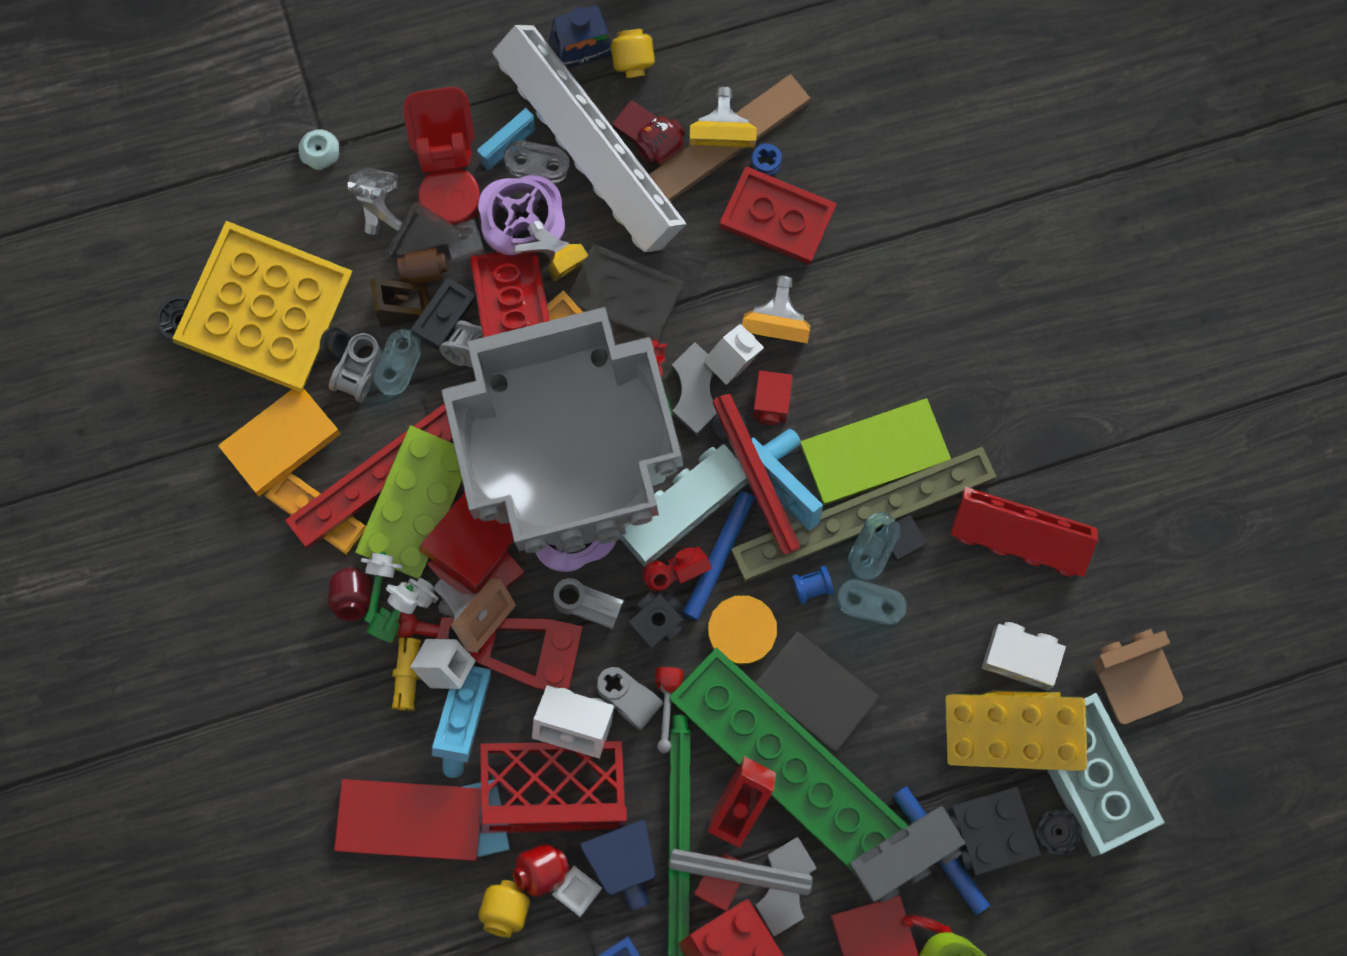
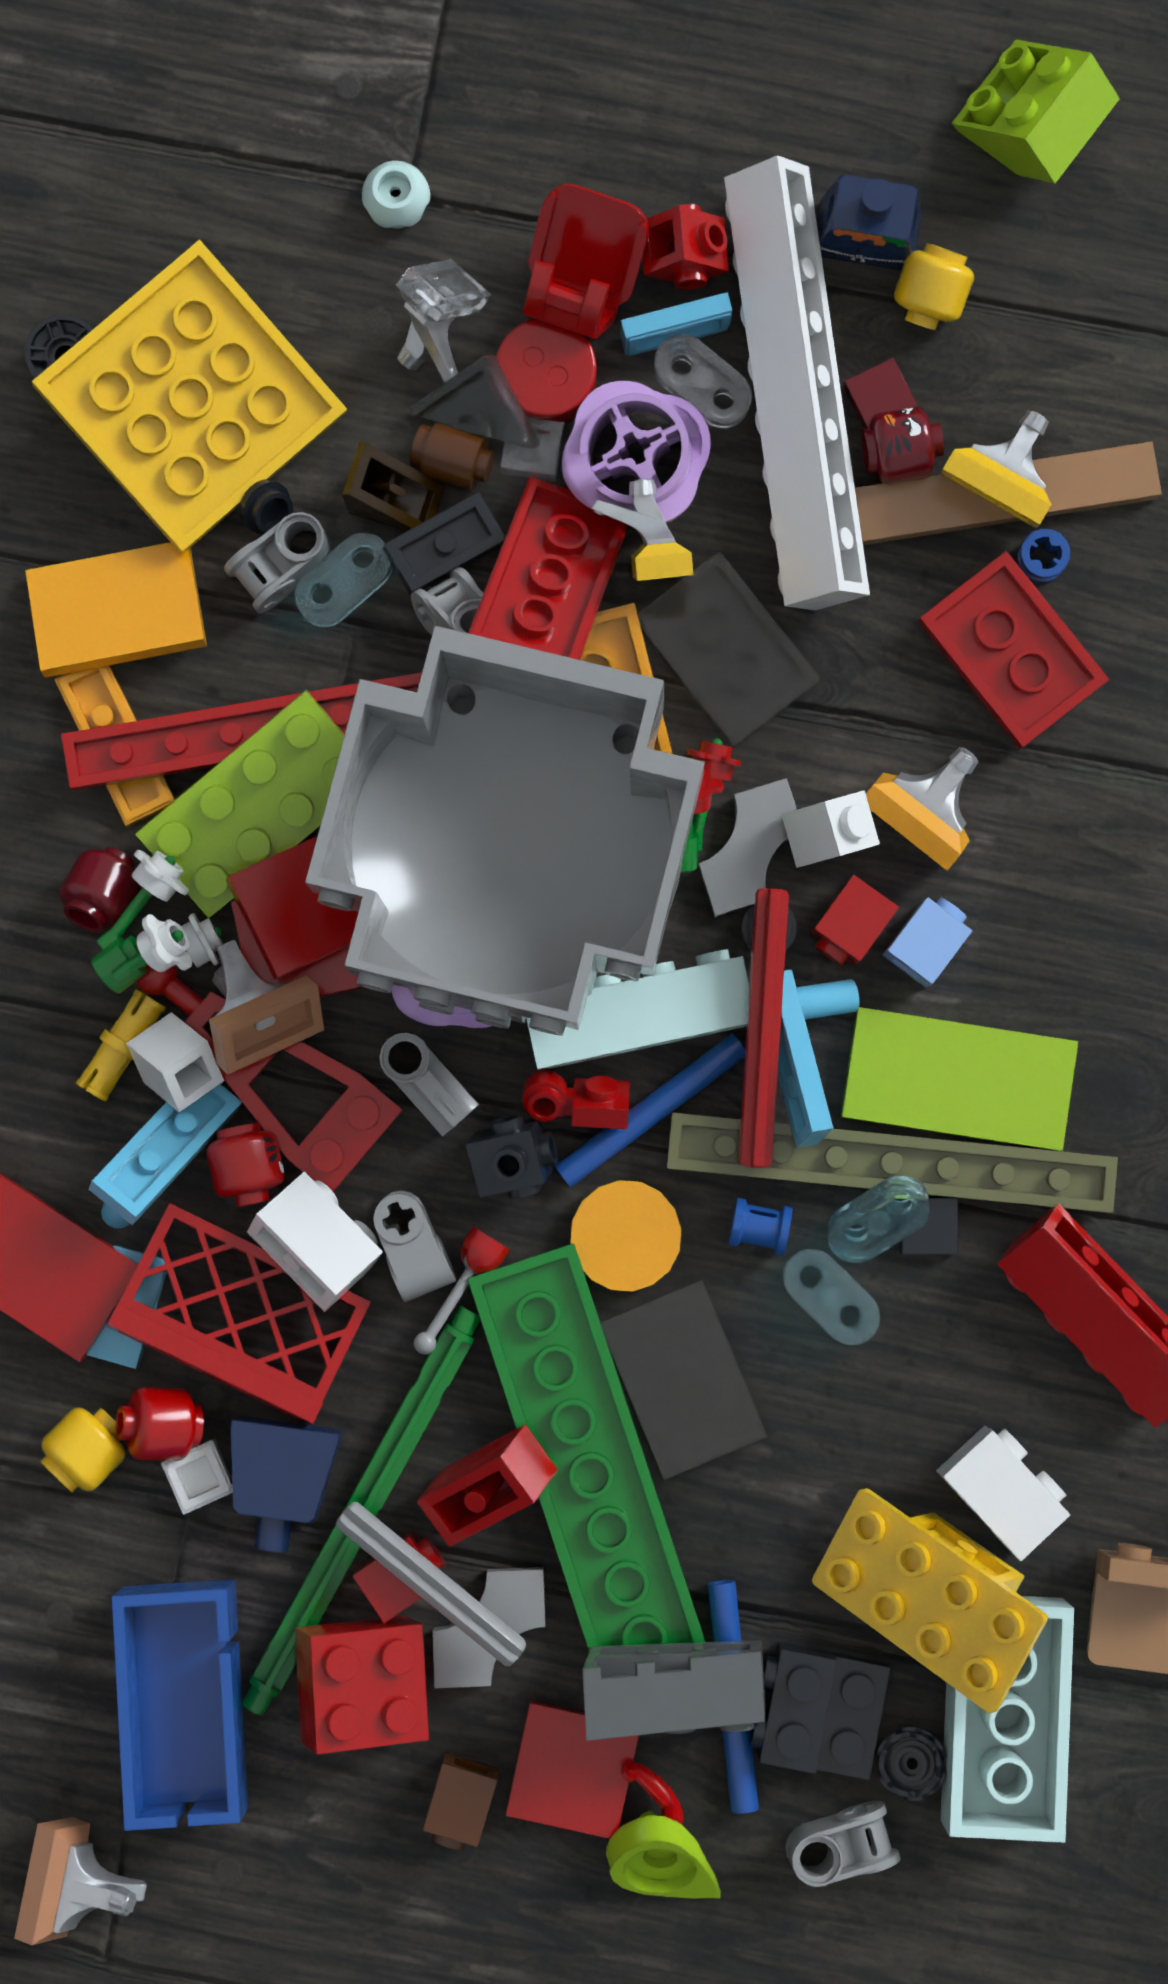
camera: 30 degrees right, 10 degrees up
(491, 97) = (686, 247): none -> red brick
(511, 700) = (245, 1164): none -> red head
(818, 387) = (928, 940): none -> light blue brick
(1051, 893) = (846, 1843): none -> light grey piece

